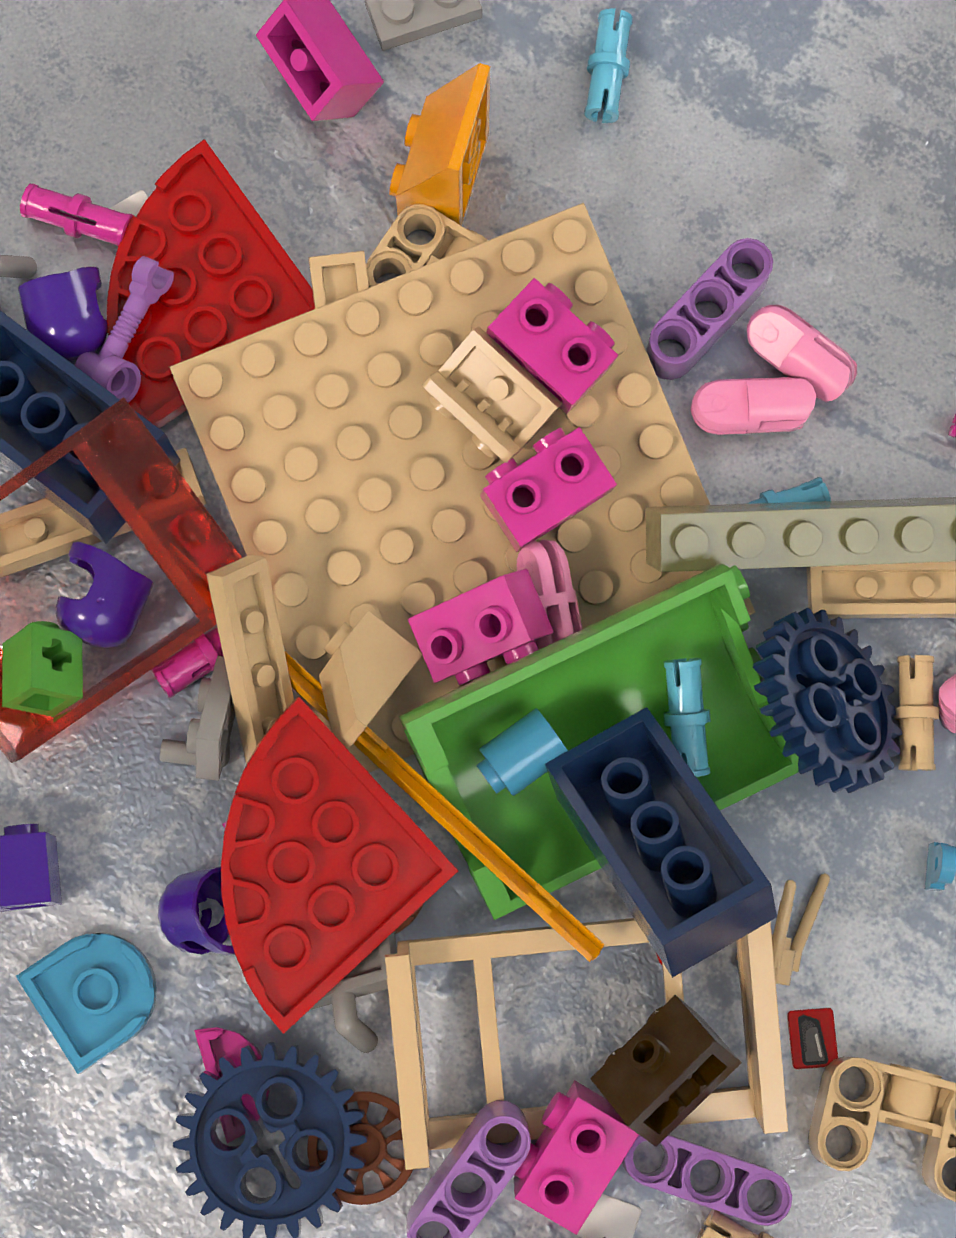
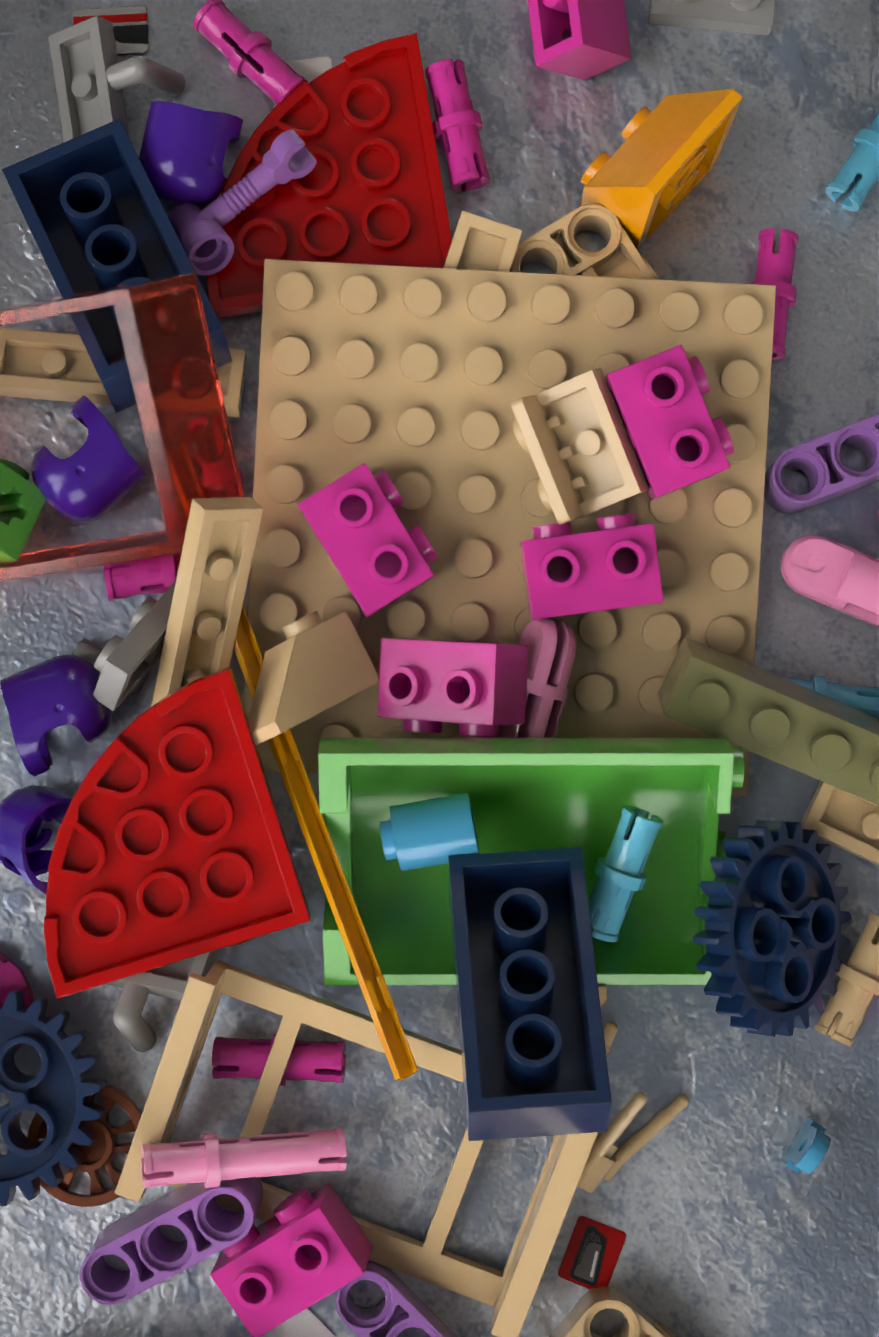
camera: 25 degrees right, 5 degrees up
(161, 794) = (50, 697): none -> dark purple helmet
(270, 196) = (457, 125): none -> dark pink pin
(359, 545) = (368, 539): none -> dark pink brick
(462, 1010) = (307, 1061): none -> dark pink pin
(477, 1098) = (242, 1157): none -> bright pink pin
(577, 192) = (778, 271): none -> dark pink pin
(665, 1070) = (420, 1223): dark brown brick -> none

